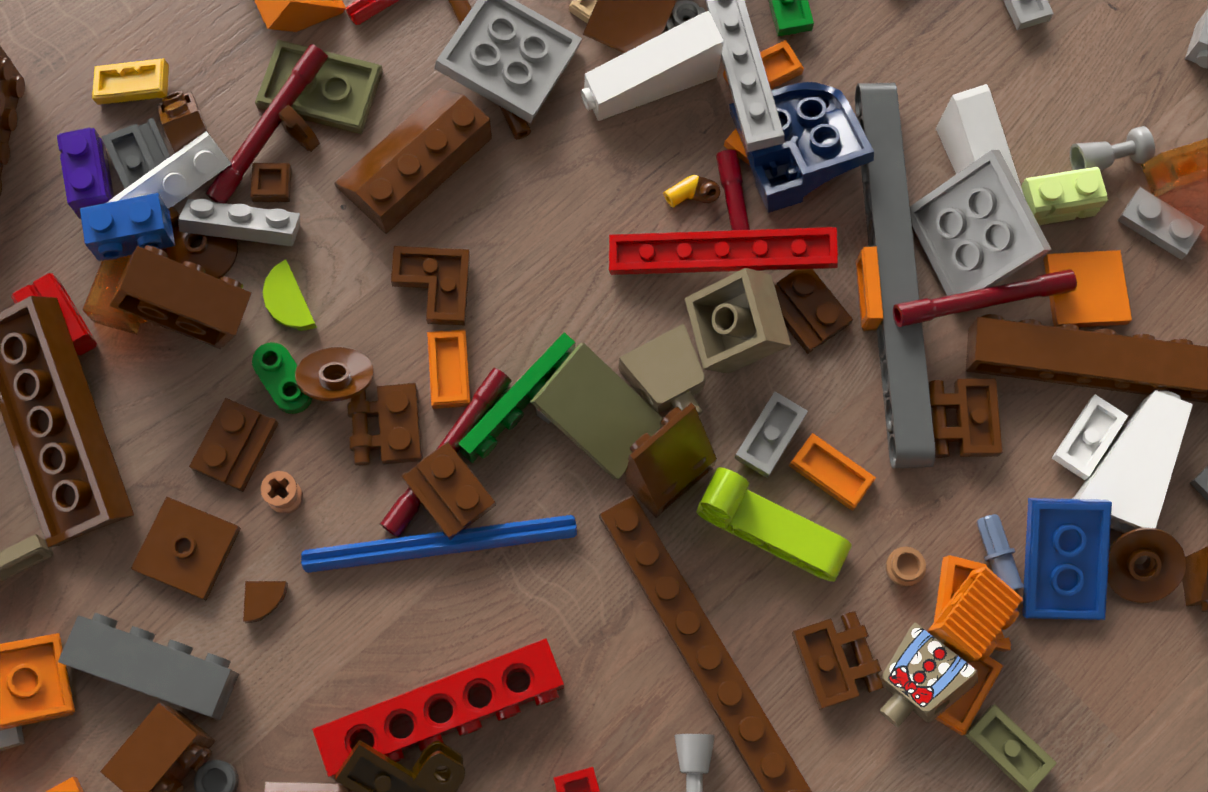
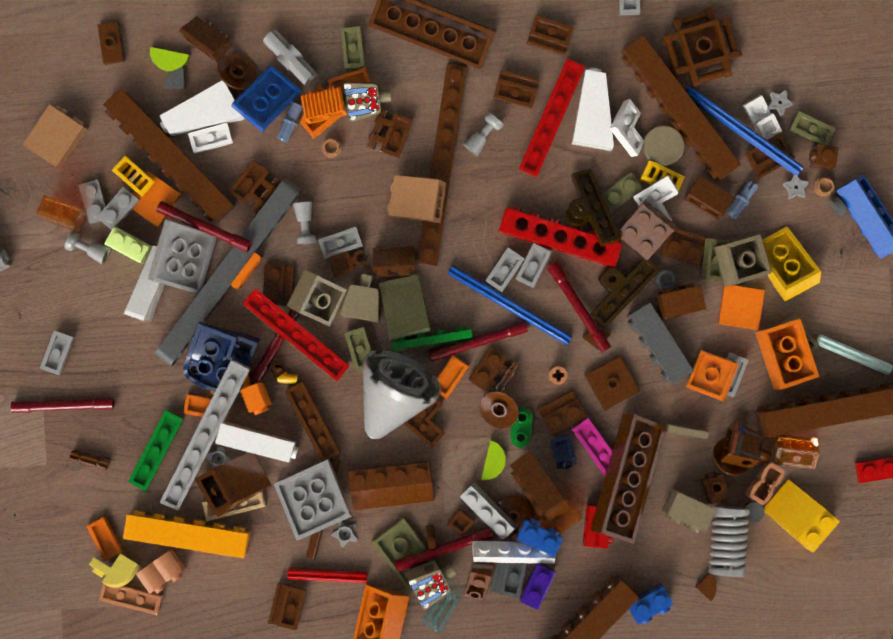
camera: 135 degrees left, 15 degrees up
(130, 81) = (487, 618): yellow plate -> none
(148, 434) = (593, 443): none -> dark pink plate
(187, 387) = (563, 452): none -> dark blue bracket
(211, 75) = (432, 625): none -> clear light blue tile
(253, 64) = (429, 582): none -> torso
(264, 600) = (597, 335): none -> dark red piece
(275, 705) = (622, 290): none -> dark brown plate
(421, 45) = (344, 528): none -> light grey plate
(448, 490) = (490, 321): reddish brown plate -> none
(449, 631) = (533, 265): none -> light grey plate
(489, 590) = (504, 269): none -> light grey plate
(513, 281) = (394, 391): none -> light grey cone
(598, 158) = (312, 421): none -> reddish brown plate
(613, 305) = (358, 346): none -> olive plate
(703, 122) = (256, 398): none -> orange brick
(712, 586) = (416, 198): none -> medium nougat brick
(741, 408) = (344, 263): none -> reddish brown plate
(772, 526) = (372, 204): lime beam -> none
(832, 471) = (327, 208): orange tile -> none
(858, 431) = (304, 214): none -> light grey piece
(1089, 653) = (289, 57): none -> light grey piece
(1123, 234) = (118, 208): none -> light grey plate
(1169, 287) = (122, 165): none -> yellow slope

